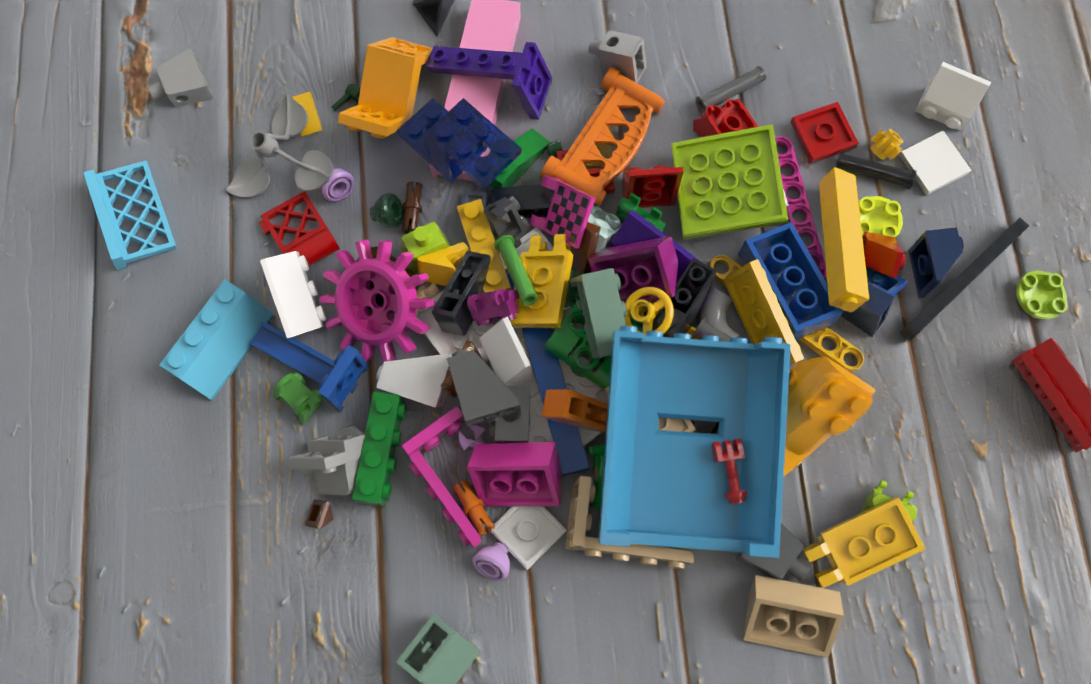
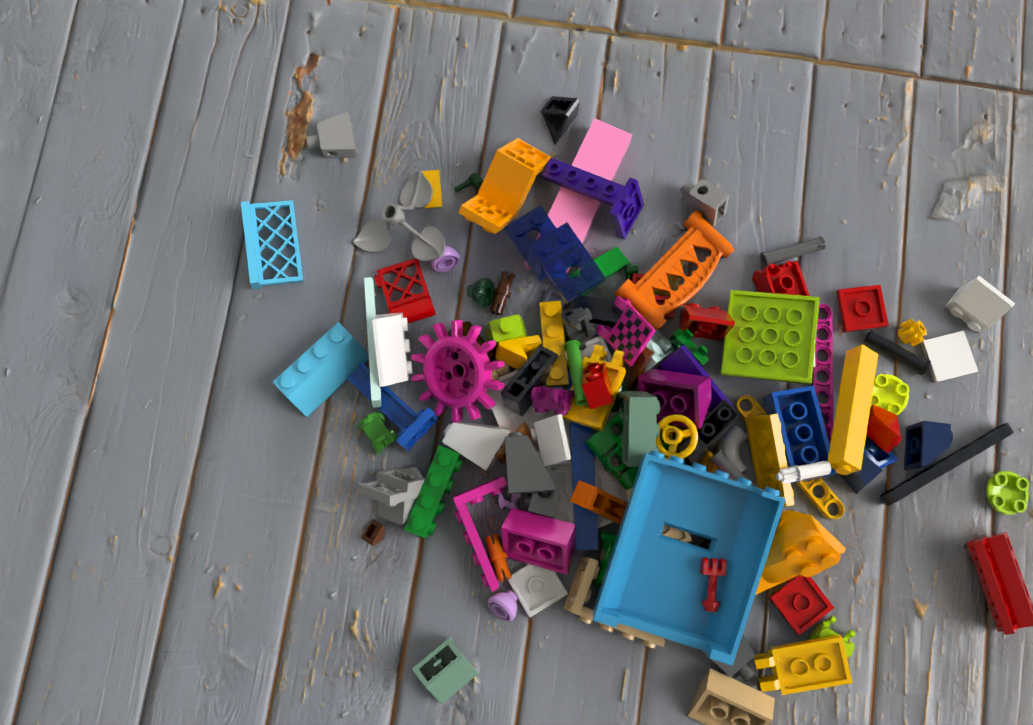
camera: 10 degrees right, 5 degrees up
(259, 252) = (370, 314): none -> light aqua tile
(542, 275) = (597, 385): none -> red slope
(805, 317) = (798, 473): none -> white piece
(842, 474) = (801, 603): none -> red plate

